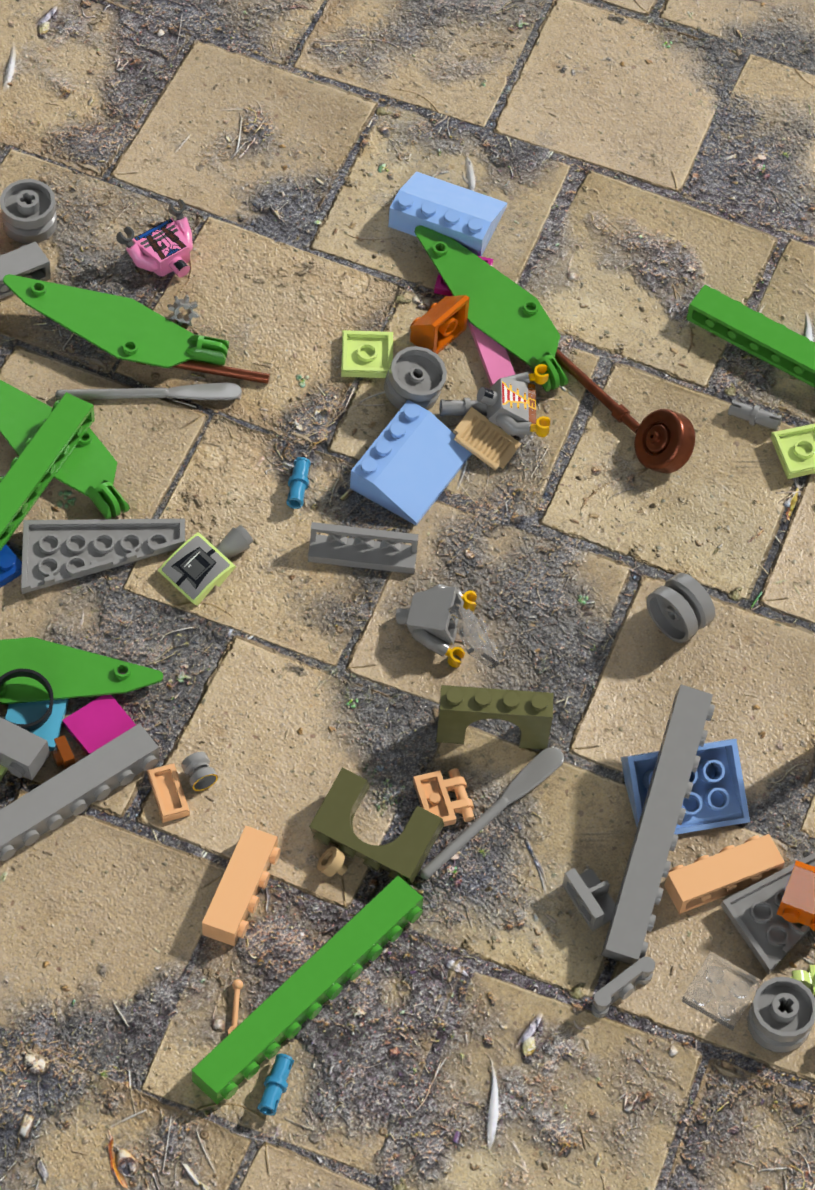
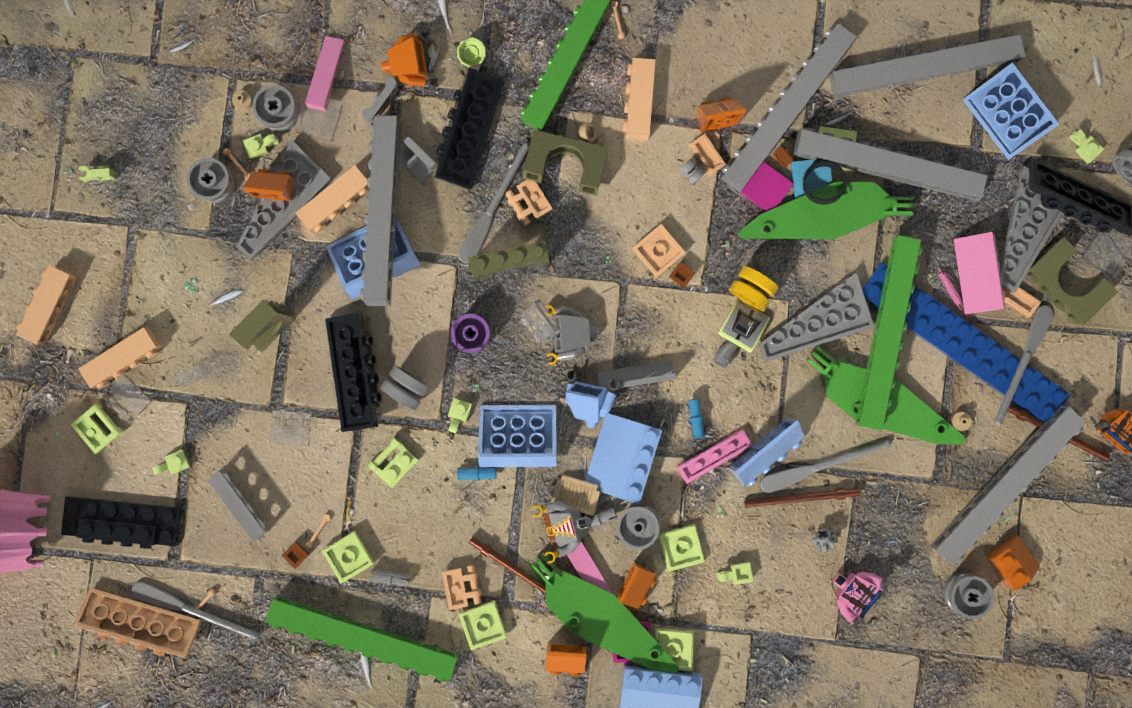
camera: 170 degrees right, 30 degrees up
(118, 324) = (869, 510): bright green wing -> none
(135, 820) = (719, 114): none -> orange slope
(169, 598) = (753, 288): none -> yellow wheel
(224, 416) = (767, 451): none -> light blue slope
(259, 651) = (681, 274): none -> dark orange plate
(281, 688) = (658, 250): none -> light nougat plate
(289, 438) = (714, 456): none -> bright pink tile
(305, 306) = (739, 573): none -> yellowish green plate
(408, 255) = (678, 645): none -> yellowish green plate
(437, 529) = (589, 401): none -> light blue torso
(469, 1014) = (471, 52): none -> yellowish green hair
(504, 912) = (468, 128): none -> black plate
(542, 523) = (517, 436): none -> light blue slope
(551, 276) = (566, 659): none -> orange slope
(567, 1027) = (408, 60): none -> orange torso
(572, 652) = (462, 327): none -> medium lavender brick
(610, 497) = (476, 473): none -> dark azure pin
(615, 573) = (459, 412): none -> yellowish green plate
(647, 337) = (482, 625): none -> yellowish green plate
(664, 441) = (448, 530): copper wheel -> none
(671, 384) = (455, 587): none -> light nougat plate
(697, 1046) = (324, 74): none -> bright pink slope
(715, 533) = (397, 467): none -> yellowish green plate
(747, 651) = (353, 372): none -> black plate

